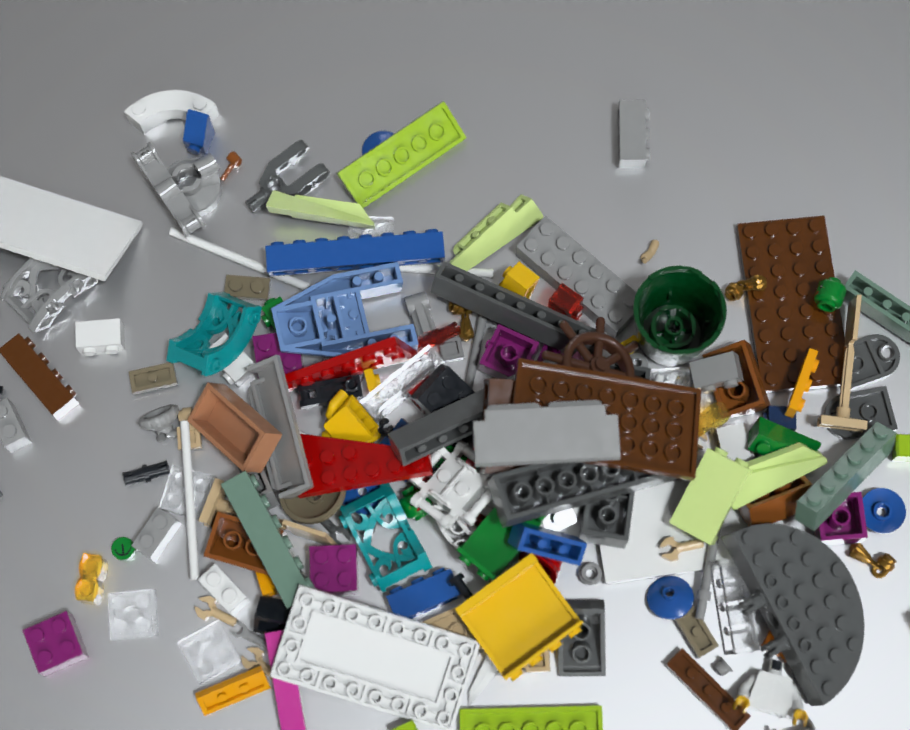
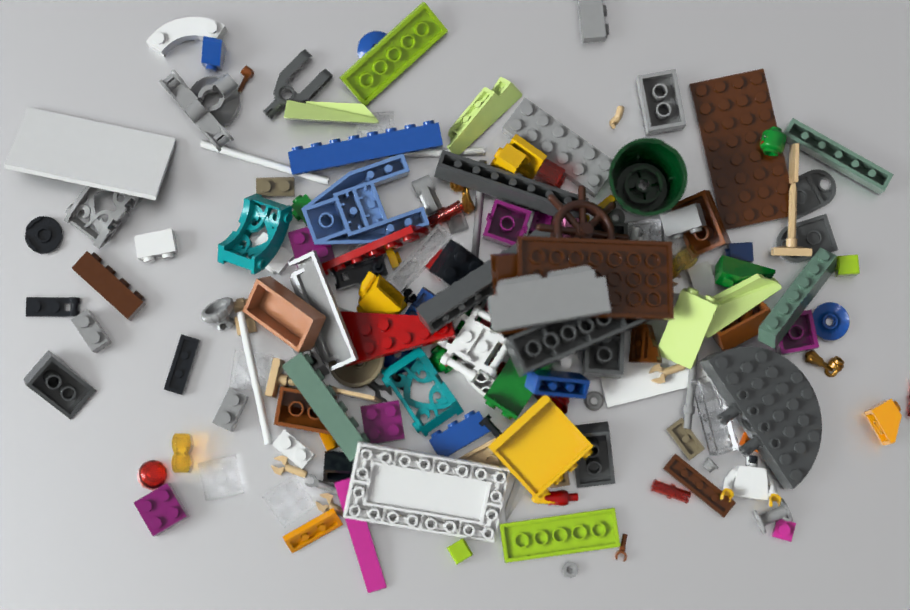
camera: 10 degrees left, 10 degrees up
(51, 600) = (152, 474): none -> clear red hair
(108, 476) = (182, 364): none -> black plate
(122, 549) = (204, 424): green tile -> none
(146, 473) = (213, 358): black pin -> none
(153, 378) = (206, 276): dark tan plate -> none
(531, 685) = (559, 497): none -> red piece
(548, 280) = (533, 159): none -> yellow plate
(656, 512) = (644, 345): none -> reddish brown wing
(672, 693) = (670, 491): none -> clear red pin
(673, 606) = (666, 420): blue dish -> none
(703, 237) = (660, 102): none -> light grey brick
(735, 291) = (692, 144): pearl gold piece -> none
(802, 384) = (756, 222): light orange plate -> none

